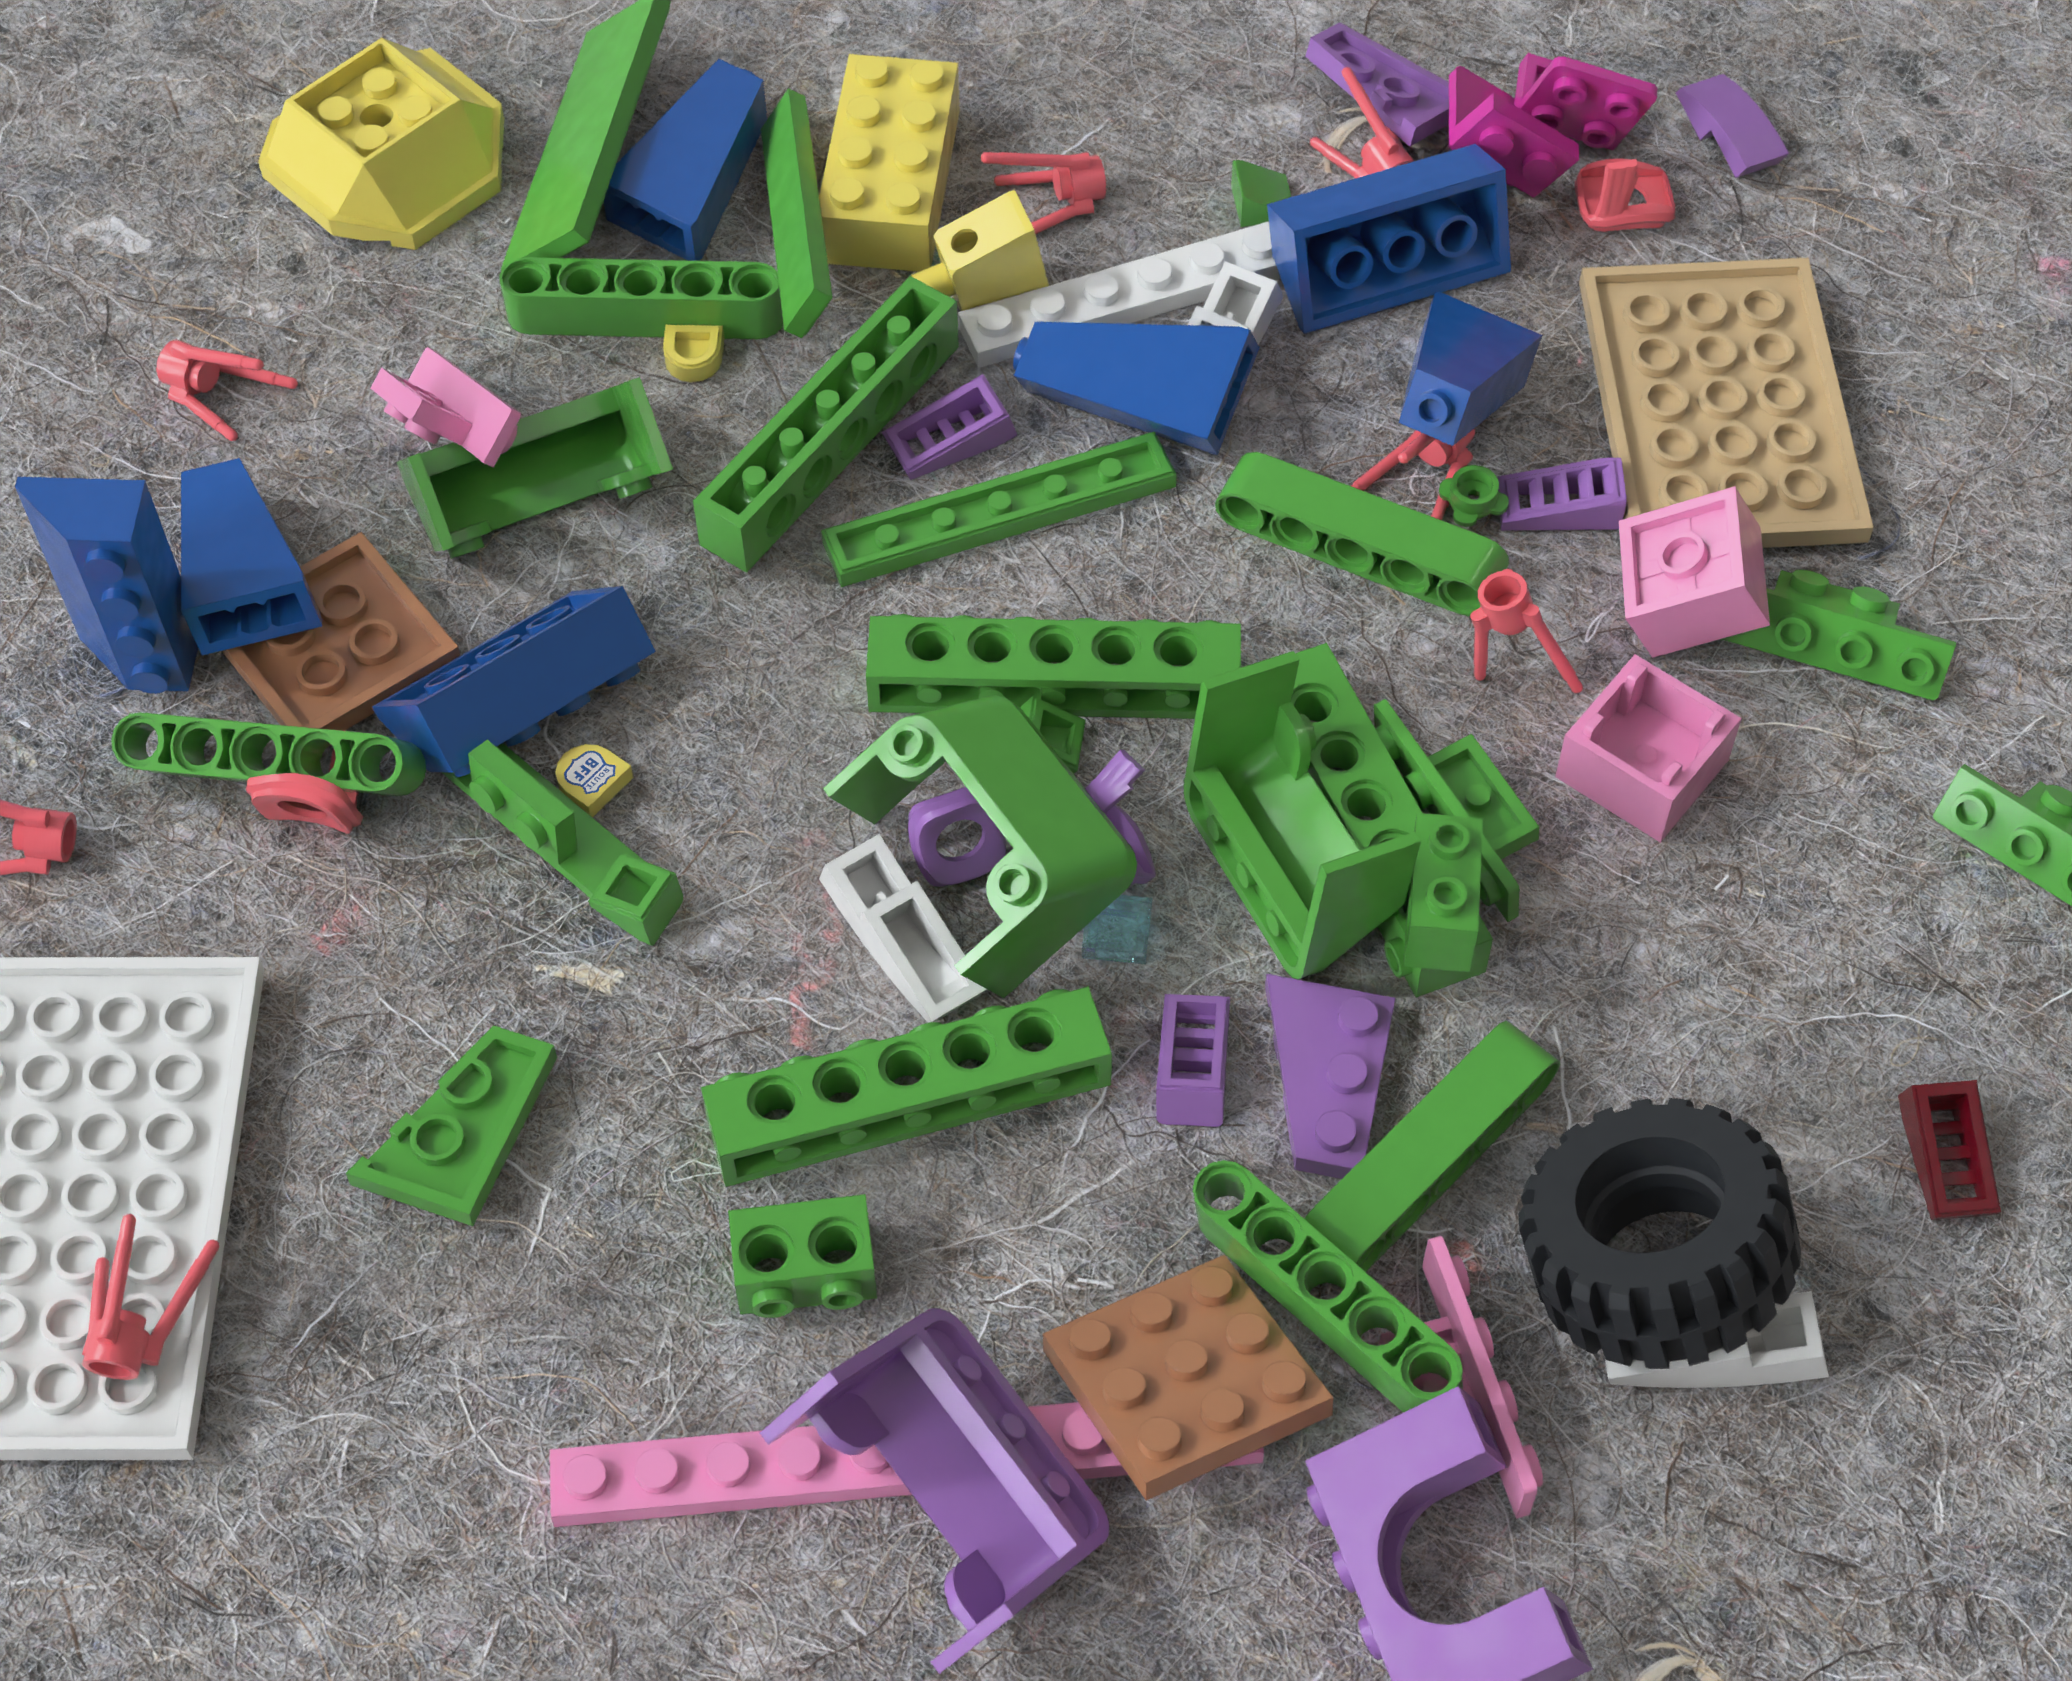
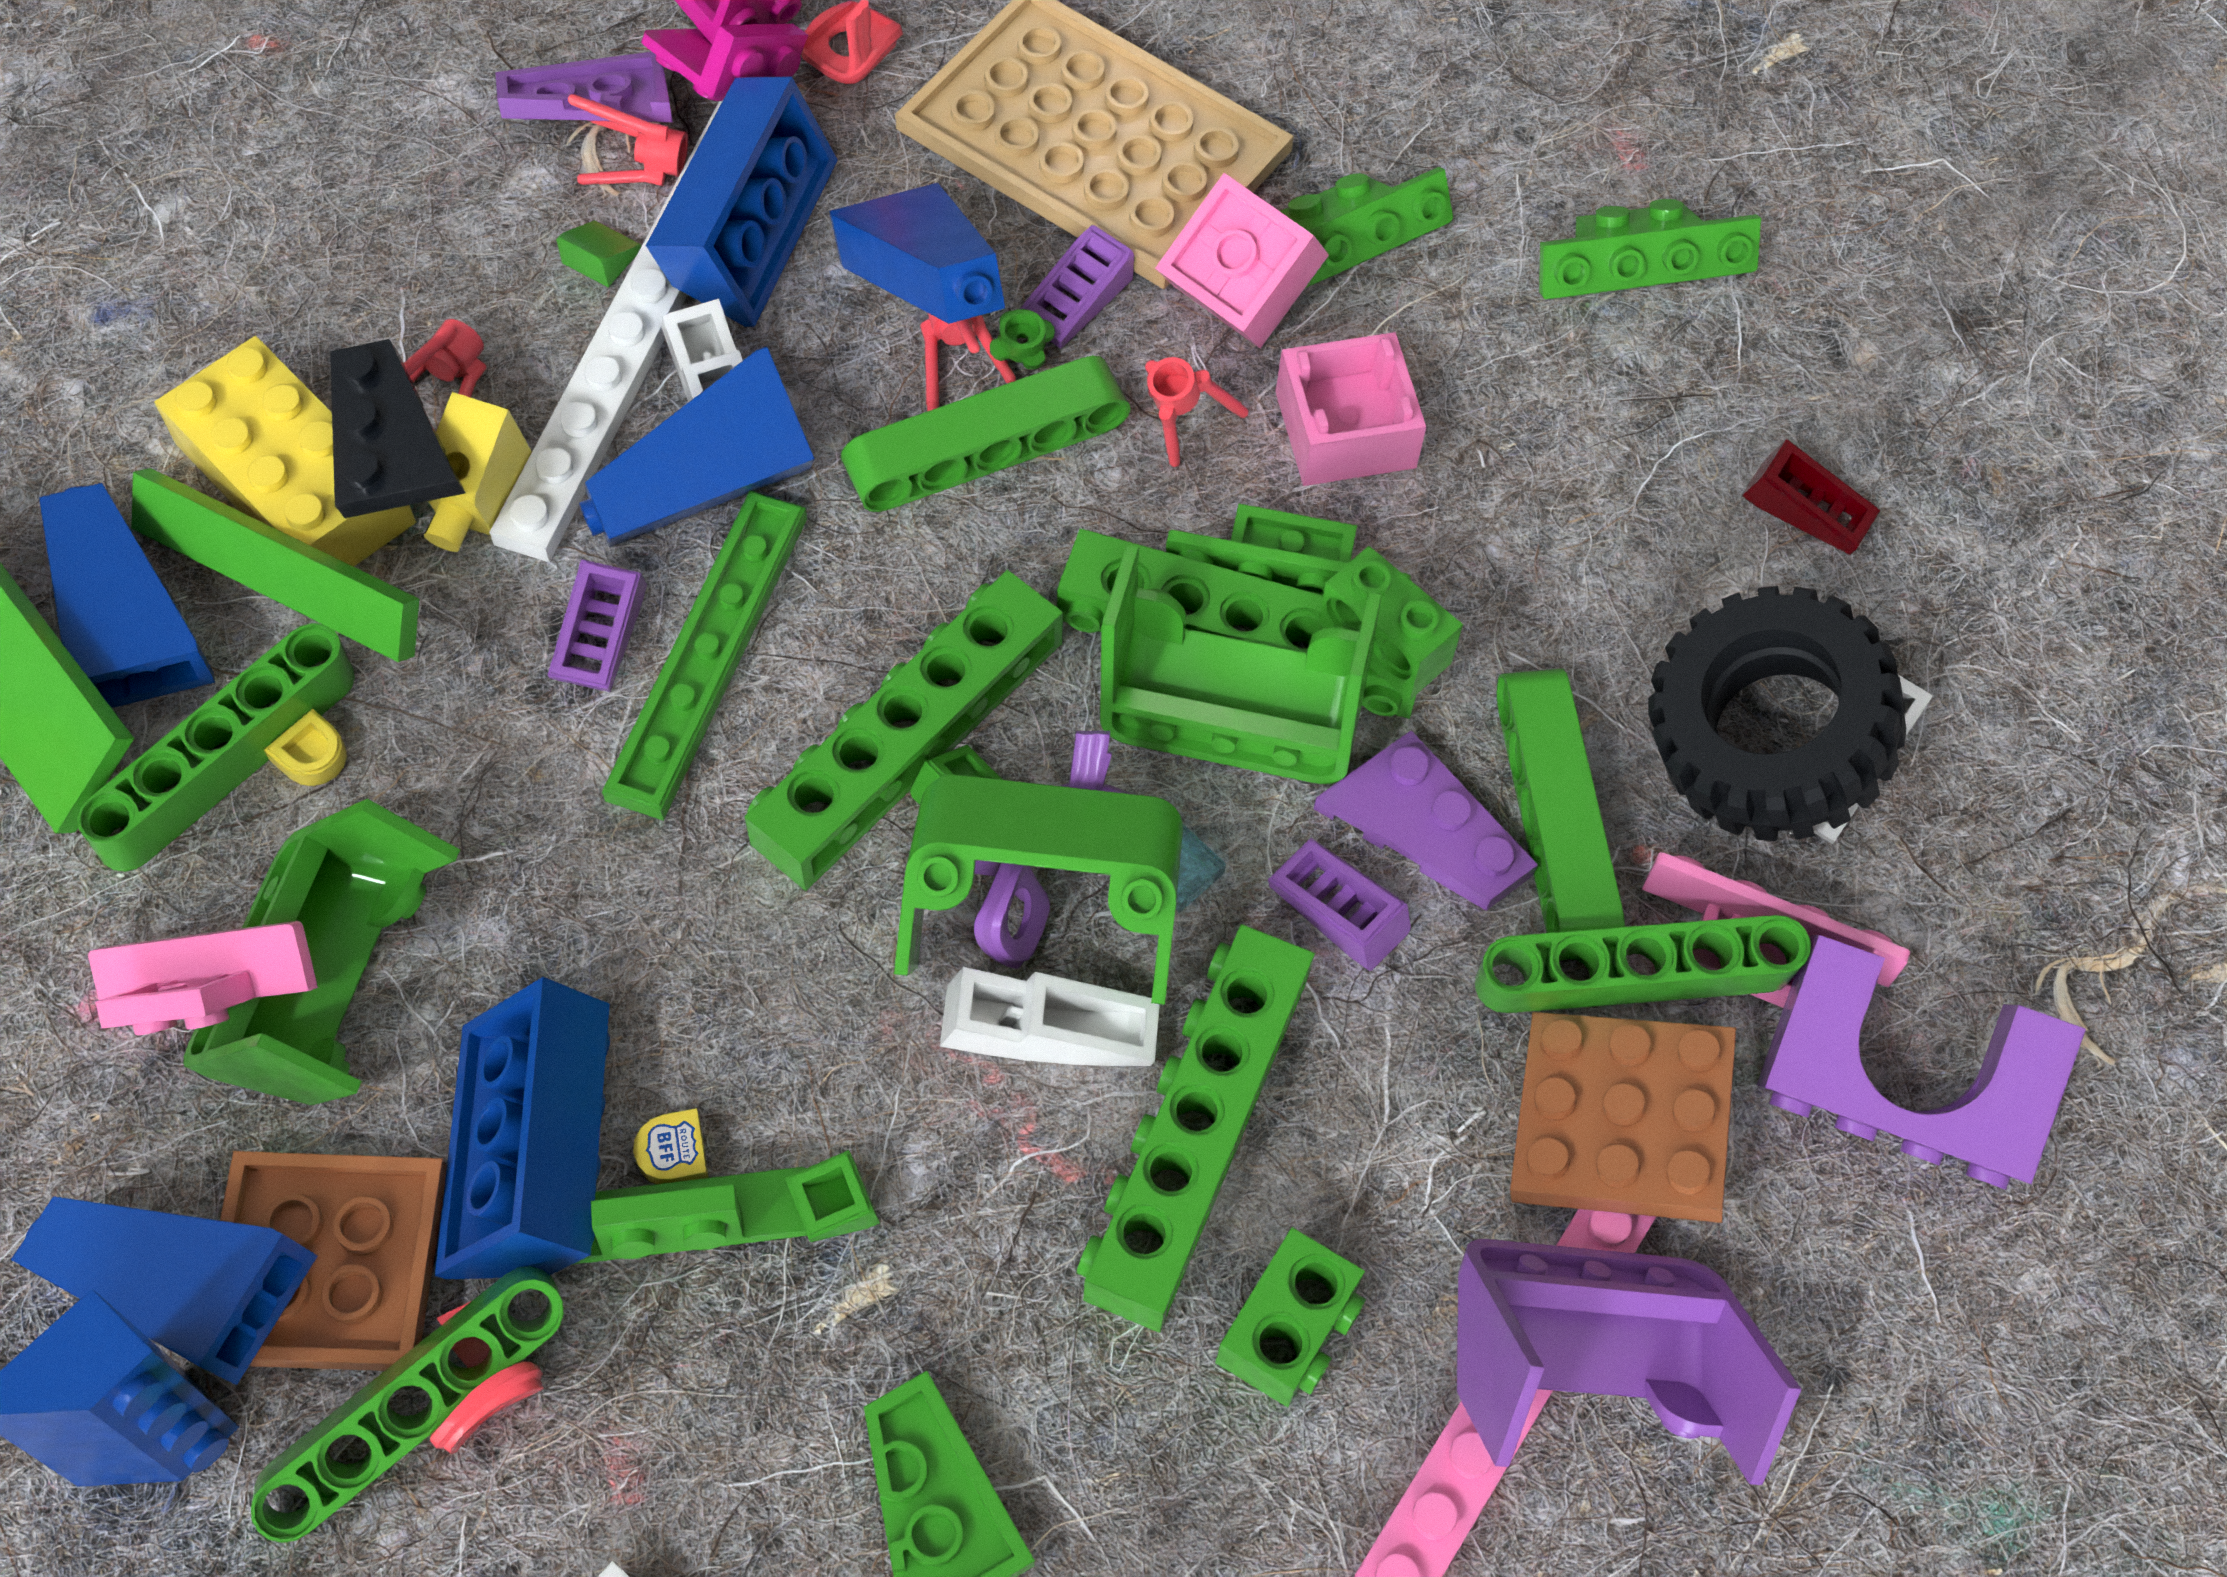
camera: 55 degrees left, 5 degrees up
(826, 424) = (512, 707): bright green brick -> none
(941, 181) = (382, 436): none -> black wing

